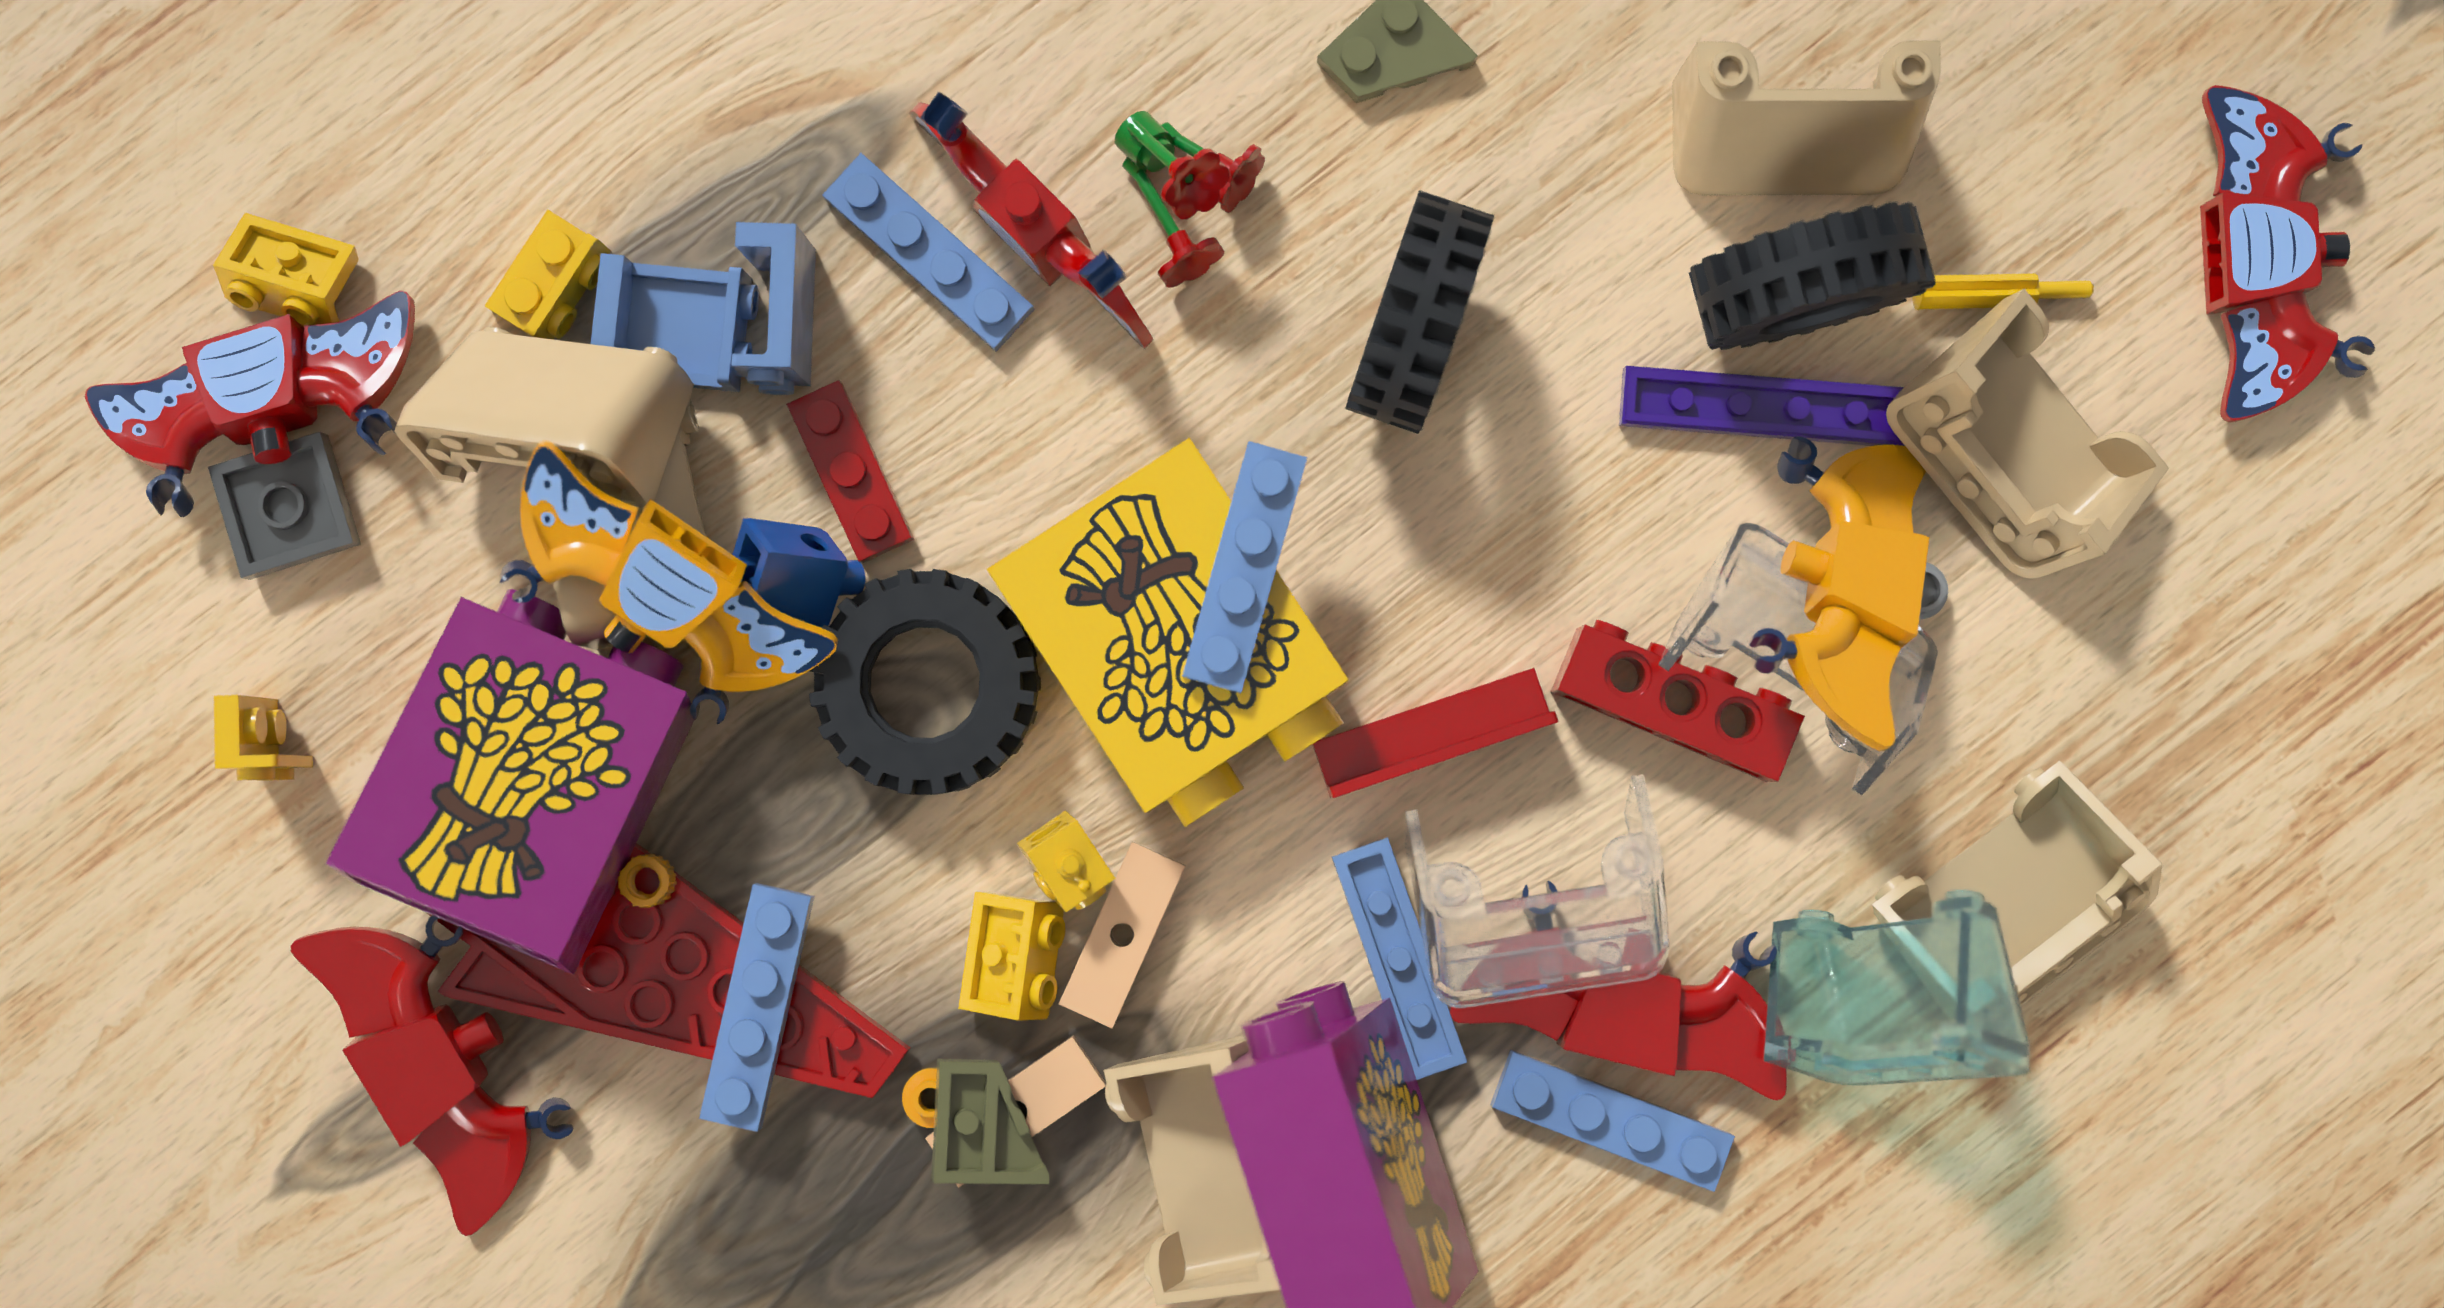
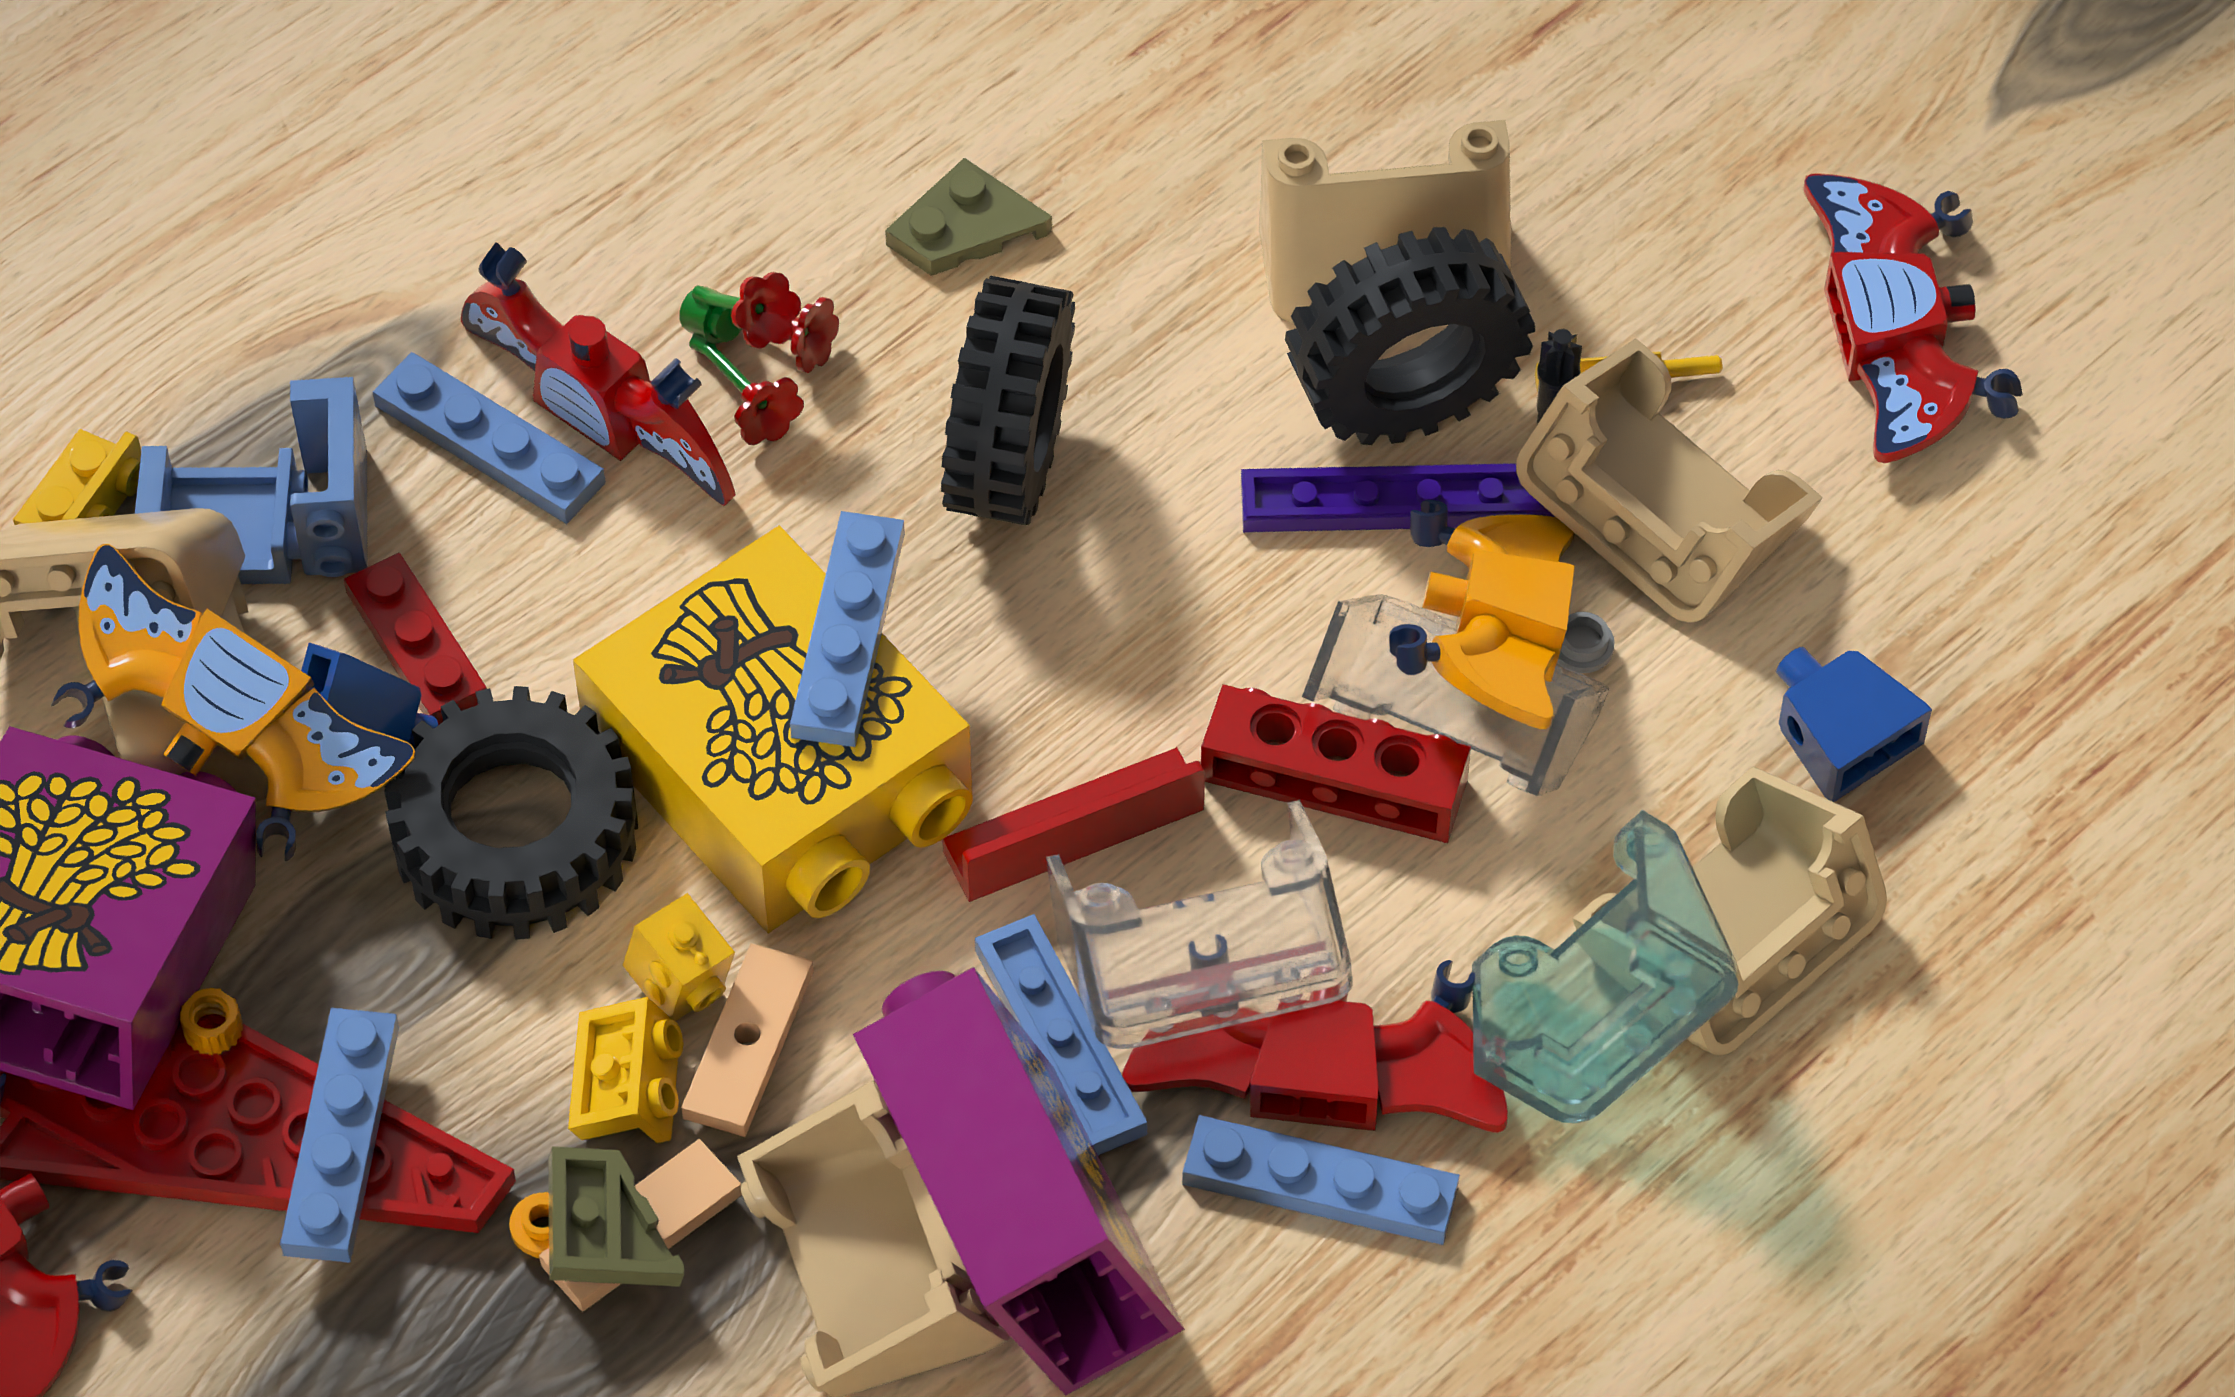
camera: 10 degrees left, 30 degrees down
(1940, 322) = (1557, 366): none -> black piece
(2149, 704) = (1847, 719): none -> blue torso

